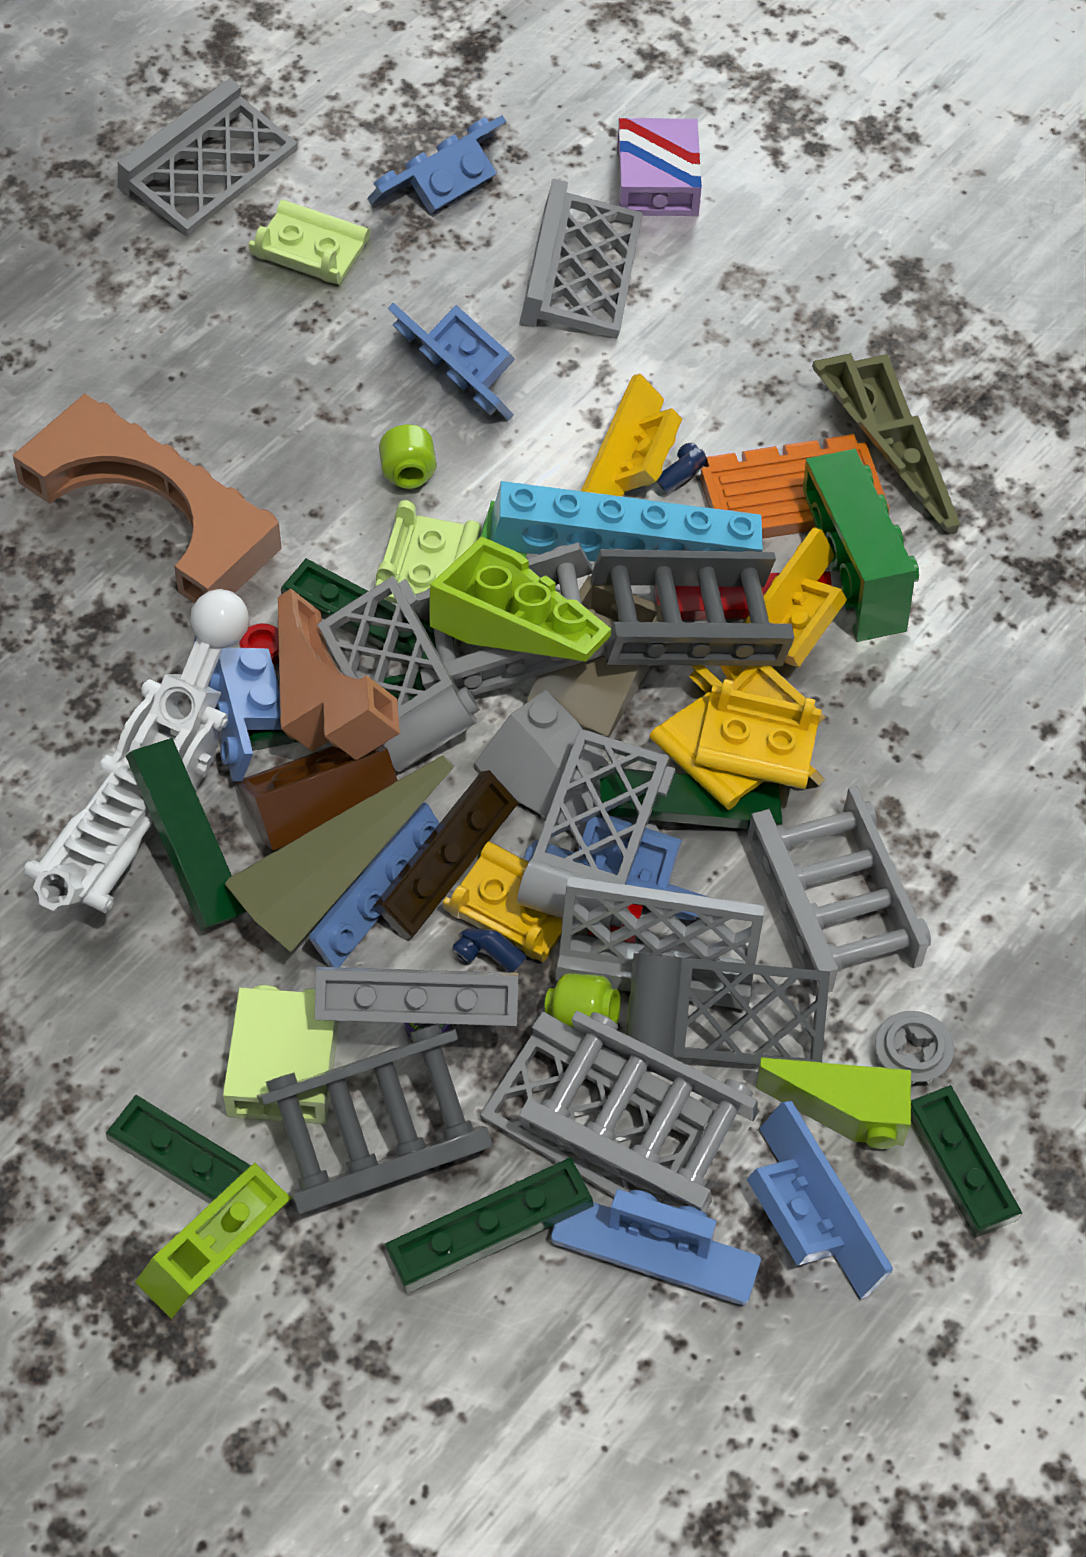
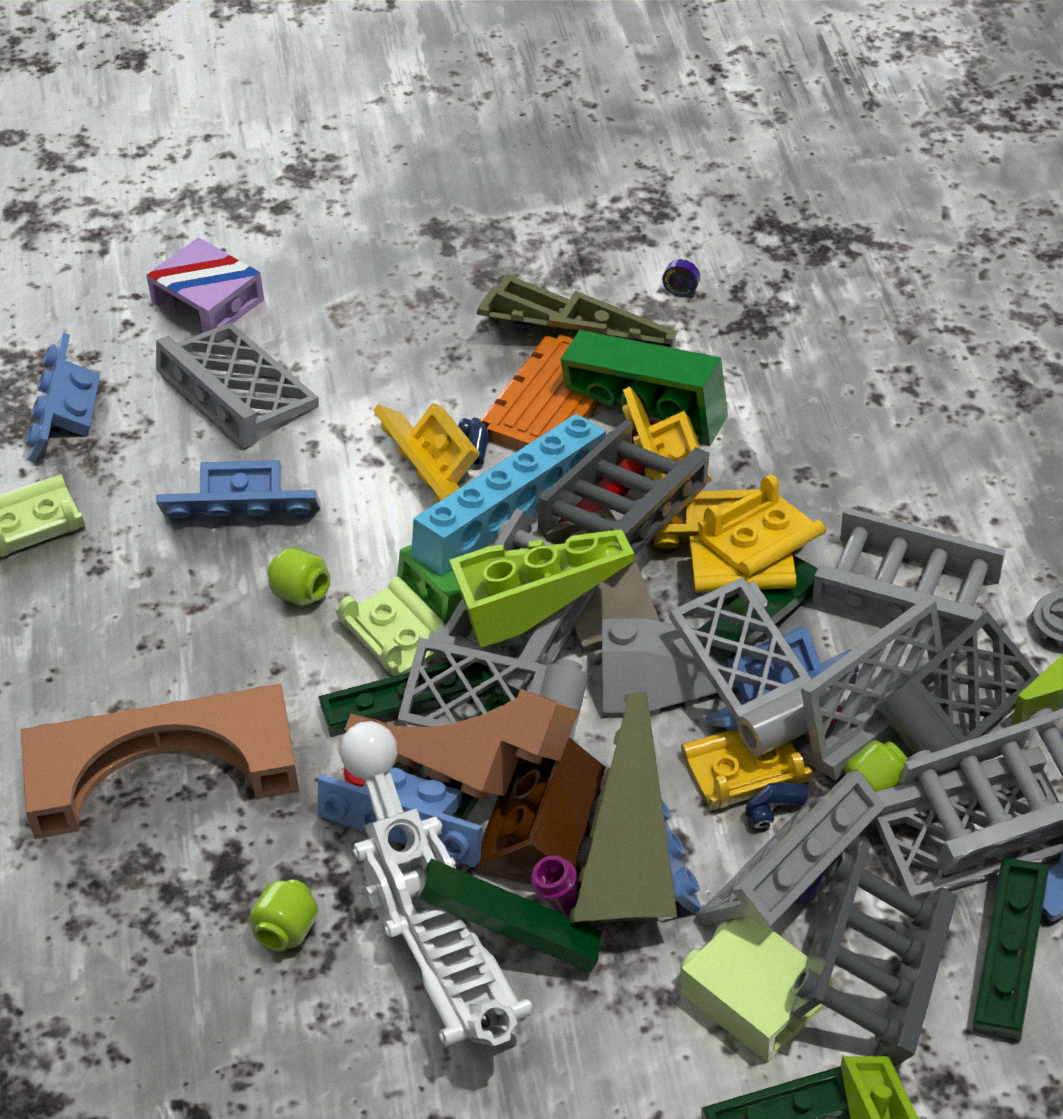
camera: 45 degrees left, 10 degrees down
(70, 686) = (283, 915): none -> lime head
(246, 840) = (556, 883): none -> magenta cone
(446, 854) = (678, 787): dark brown tile -> none
(1029, 482) = (681, 278): none -> tile

